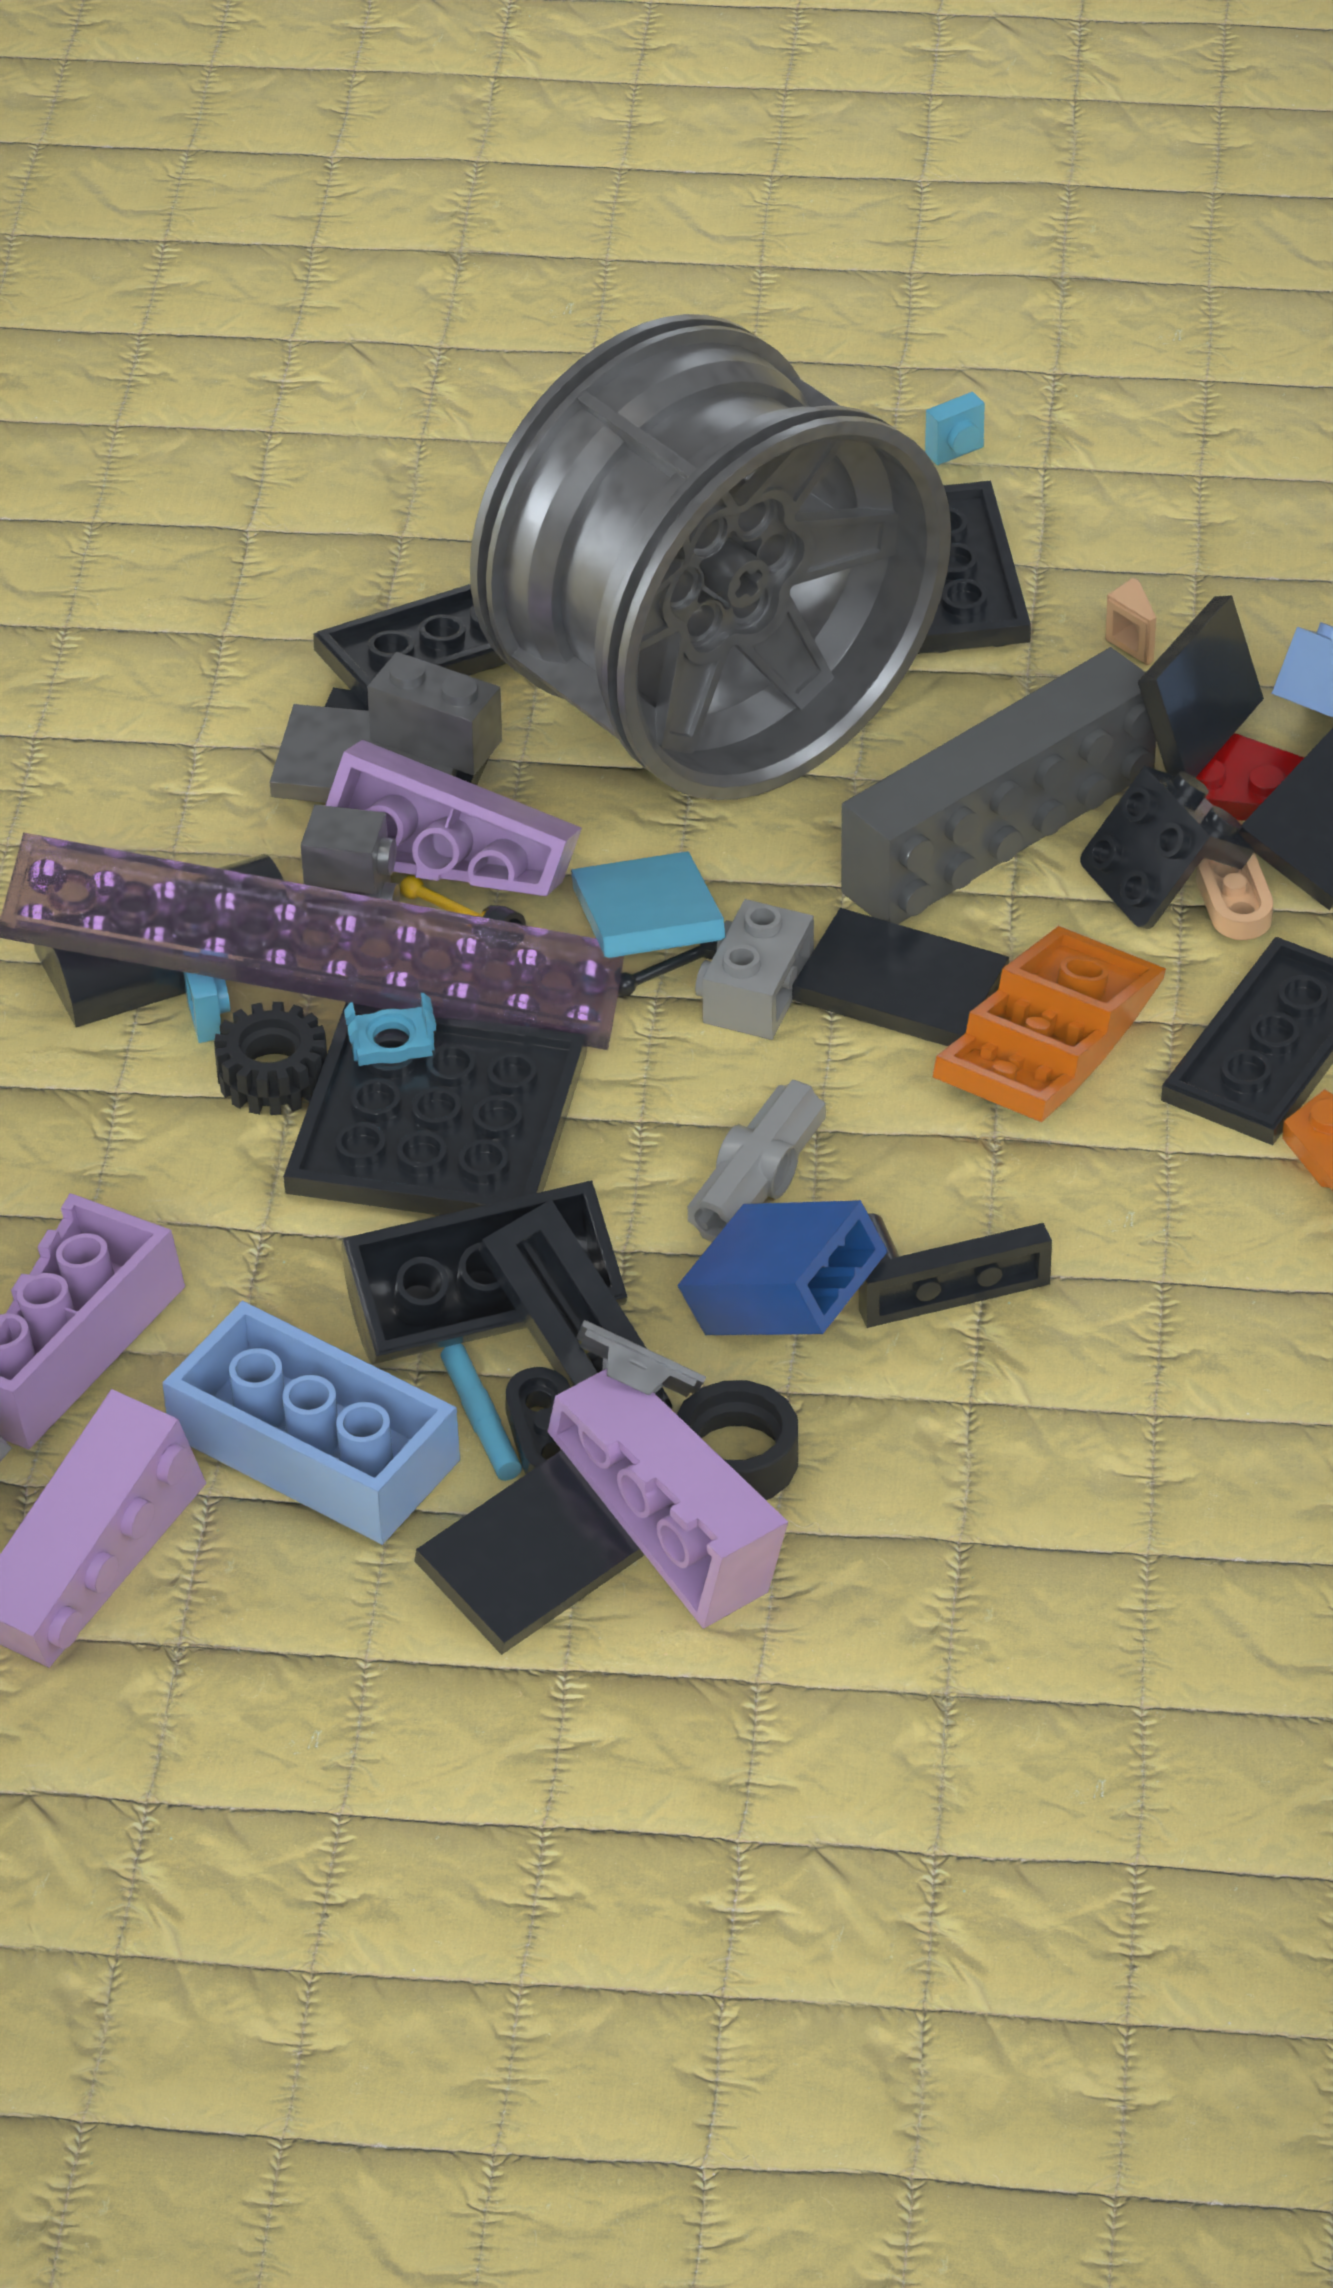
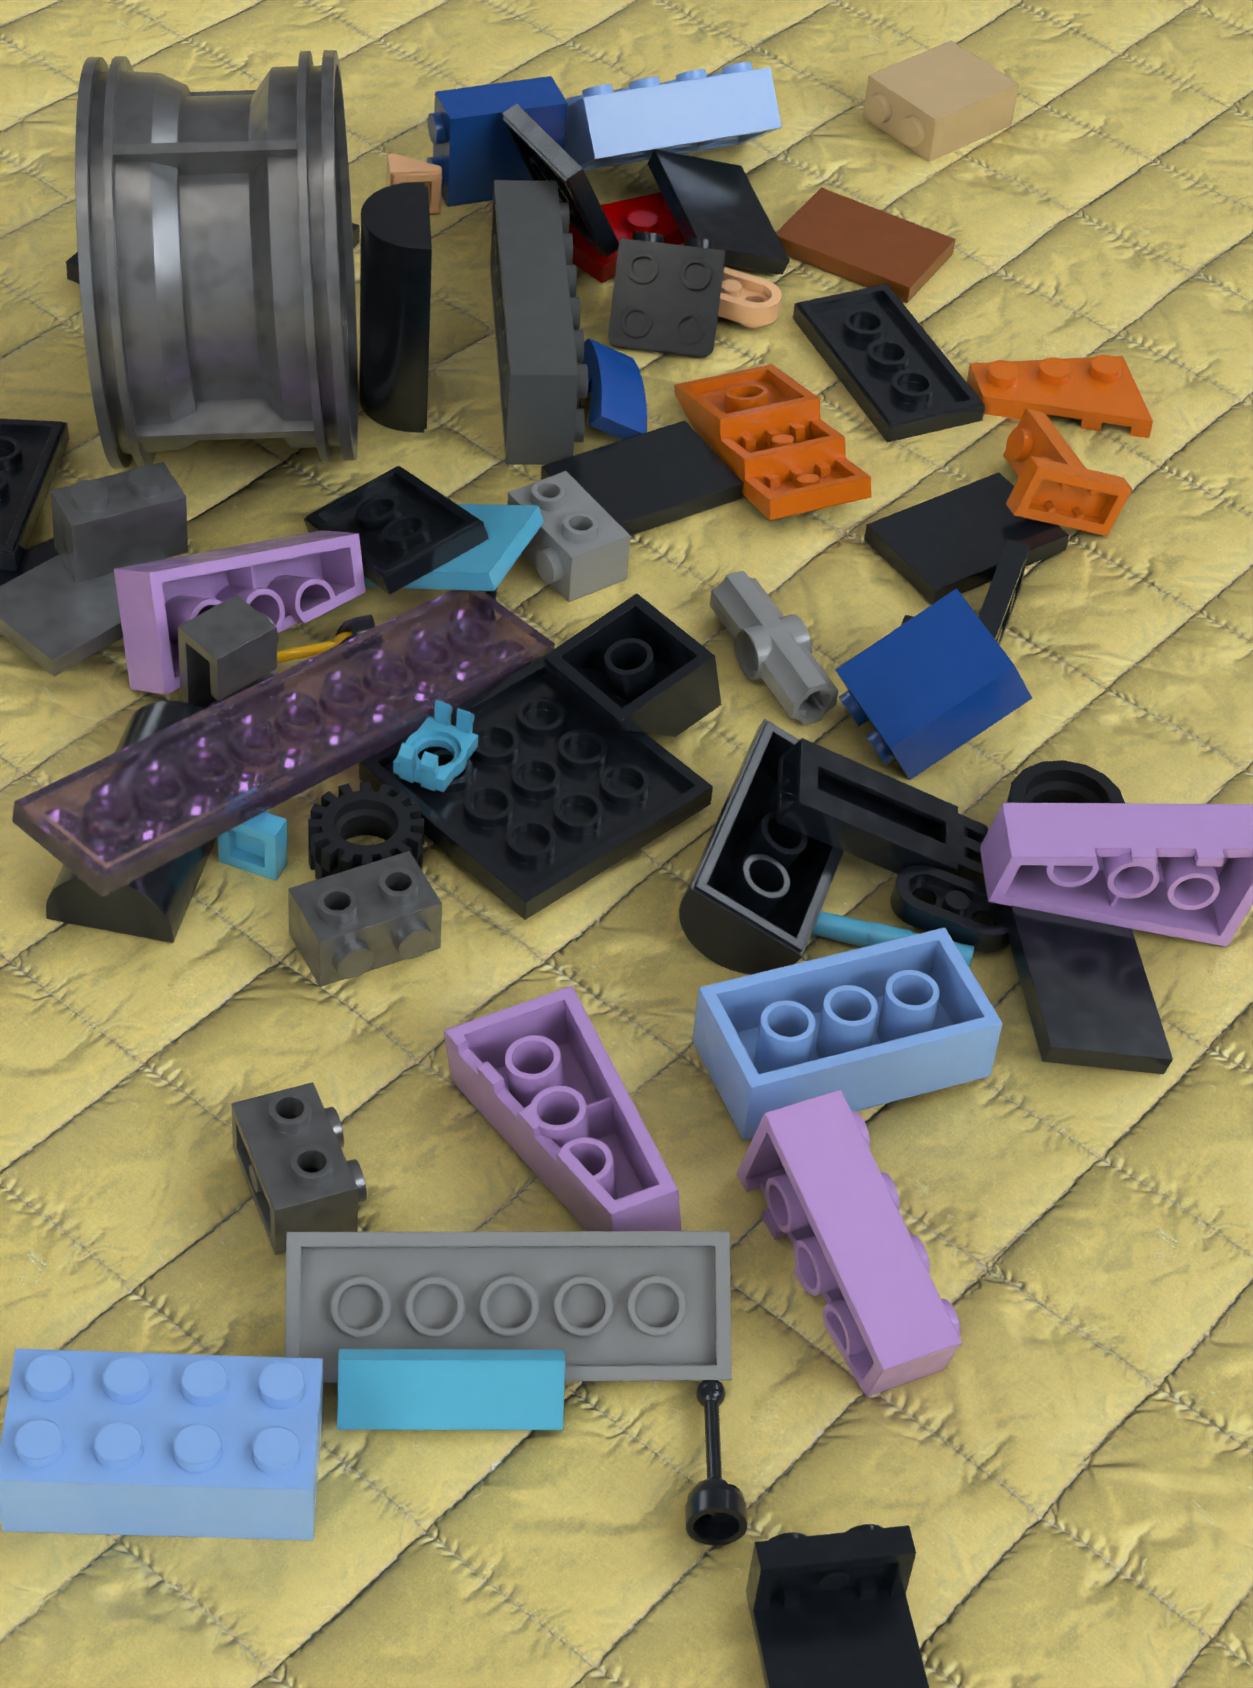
camera: 60 degrees left, 0 degrees up
(181, 1102) = (370, 921): none -> flat silver brick
(606, 1094) = (640, 670): none -> black slope
(634, 866) = (401, 527): none -> black tile
(637, 1365) = (962, 817): flat silver piece -> none
(858, 687) = (395, 306): none -> black brick
(989, 890) = (616, 392): none -> blue slope
(1095, 1214) = (959, 538): none -> black tile
(1173, 1229) = (1055, 482): none -> orange bracket
(1265, 603) = (474, 141): none -> blue brick

